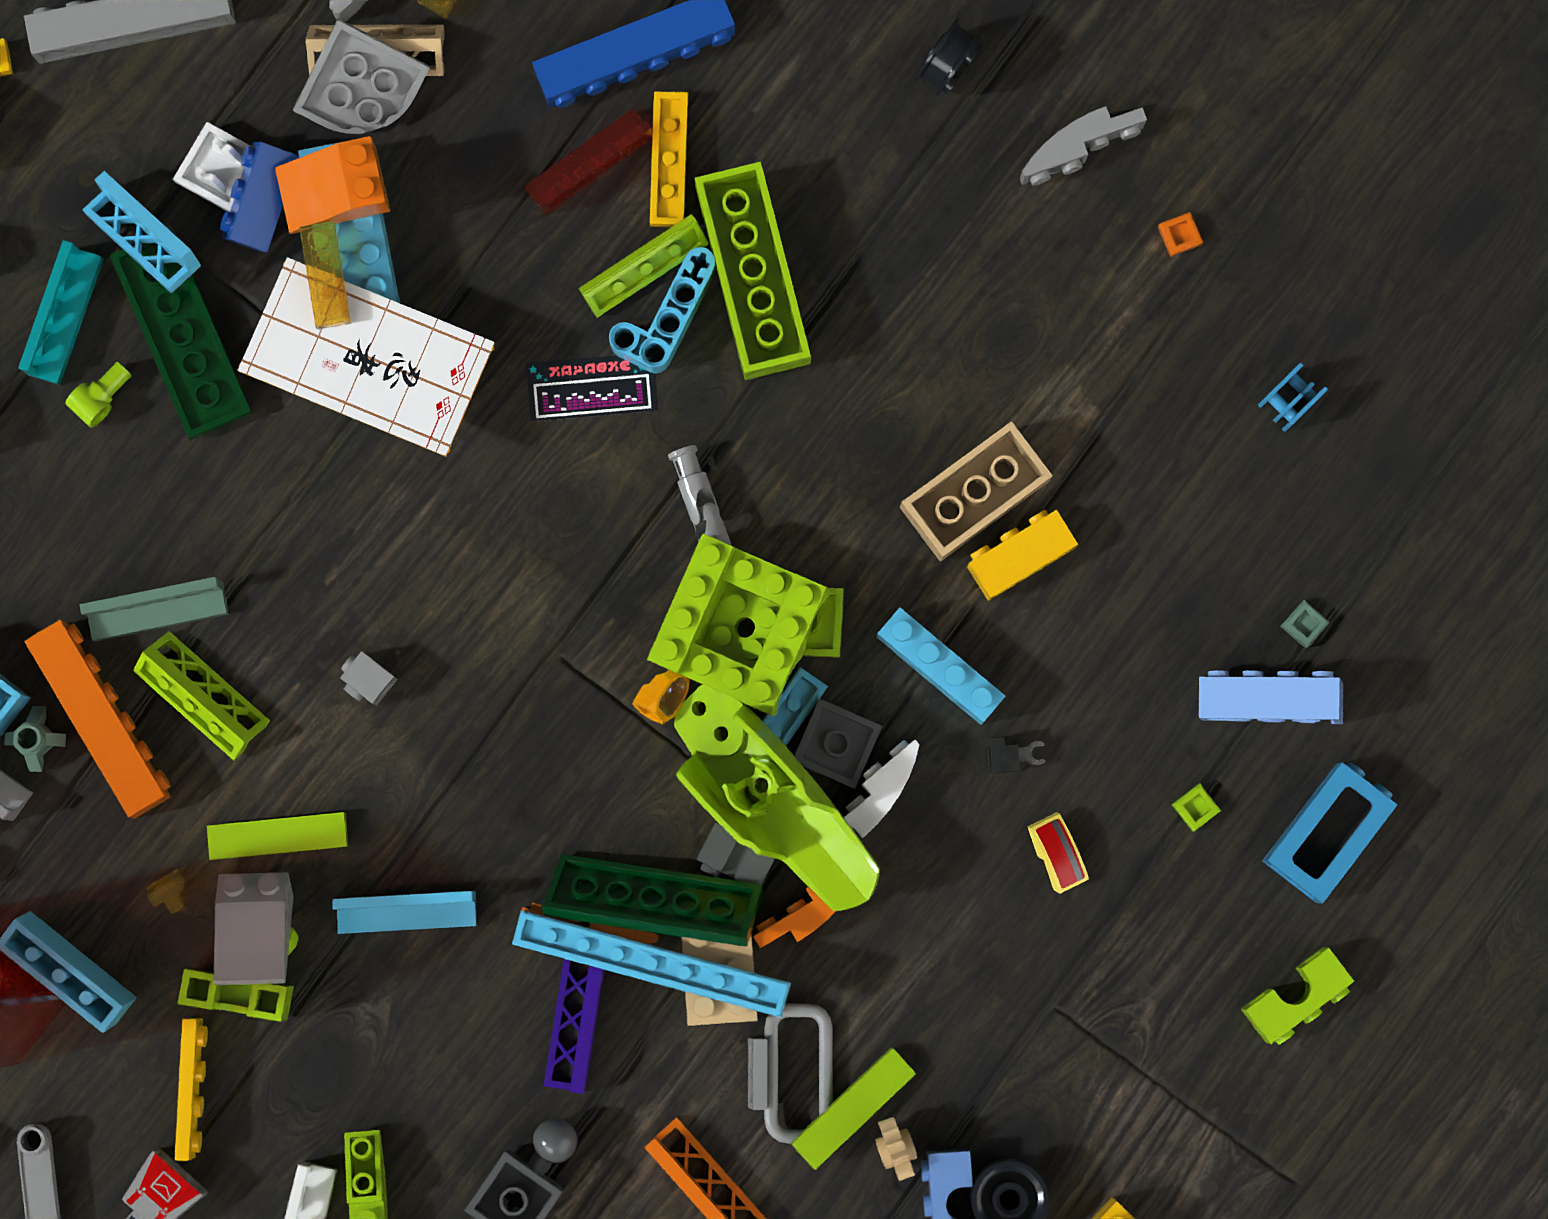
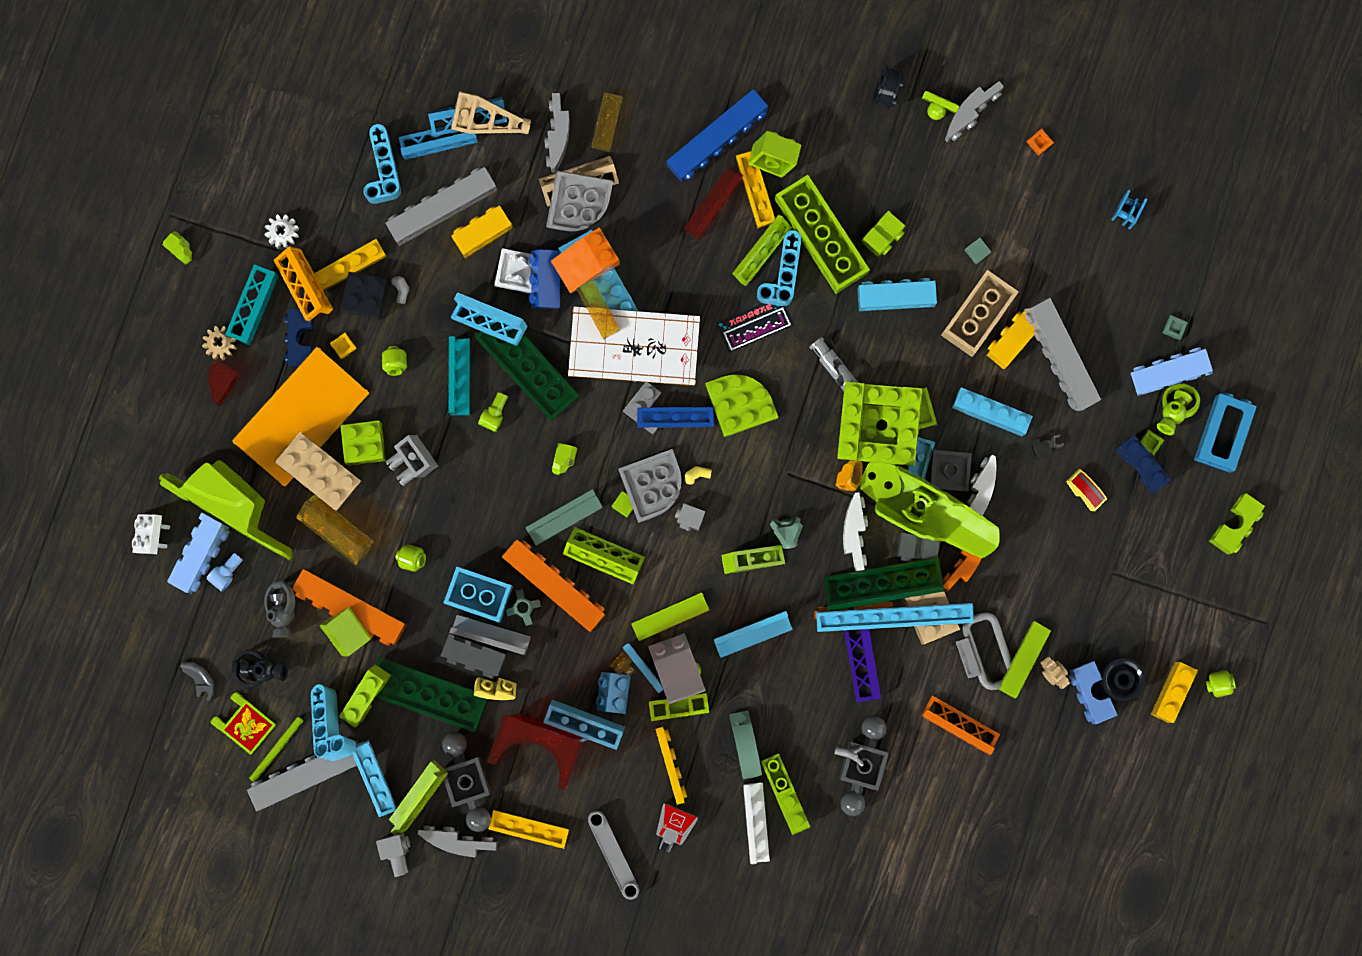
camera: 20 degrees left, 0 degrees up
(19, 136) = (403, 288): none -> light grey arm
(136, 934) = (613, 692): none -> dark azure bracket
(183, 82) = (481, 231): none -> yellow brick
(188, 509) = (564, 458): none -> lime rock
(198, 902) = (643, 667): none -> medium azure tile
(266, 620) = (623, 504): none -> lime tile
(323, 602) = (652, 484): none -> light grey plate
(326, 1096) = (745, 745): none -> sand green arch
(348, 466) = (643, 399): none -> light grey plate
(398, 500) = (675, 417): none -> blue plate
(404, 605) = (696, 472): none -> light yellow arm
(450, 784) = (753, 559): none -> lime slope
(494, 1171) = (850, 753): none -> light grey bar
(519, 513) = (740, 403): none -> lime plate
(523, 756) = (787, 531): none -> sand green rock
(640, 780) = (853, 524): none -> white slope
(716, 108) = (774, 154): none -> lime brick
(845, 415) = (897, 295): none -> medium azure brick
(859, 305) = (883, 234): none -> lime brick
(1011, 385) = (978, 251): none -> sand green tile
(1023, 122) = (938, 106): none -> lime tile
(1092, 607) = (1062, 354): none -> light grey brick
(1170, 839) = (1149, 470): none -> dark blue arch
(1254, 767) = (1175, 411): none -> lime piece

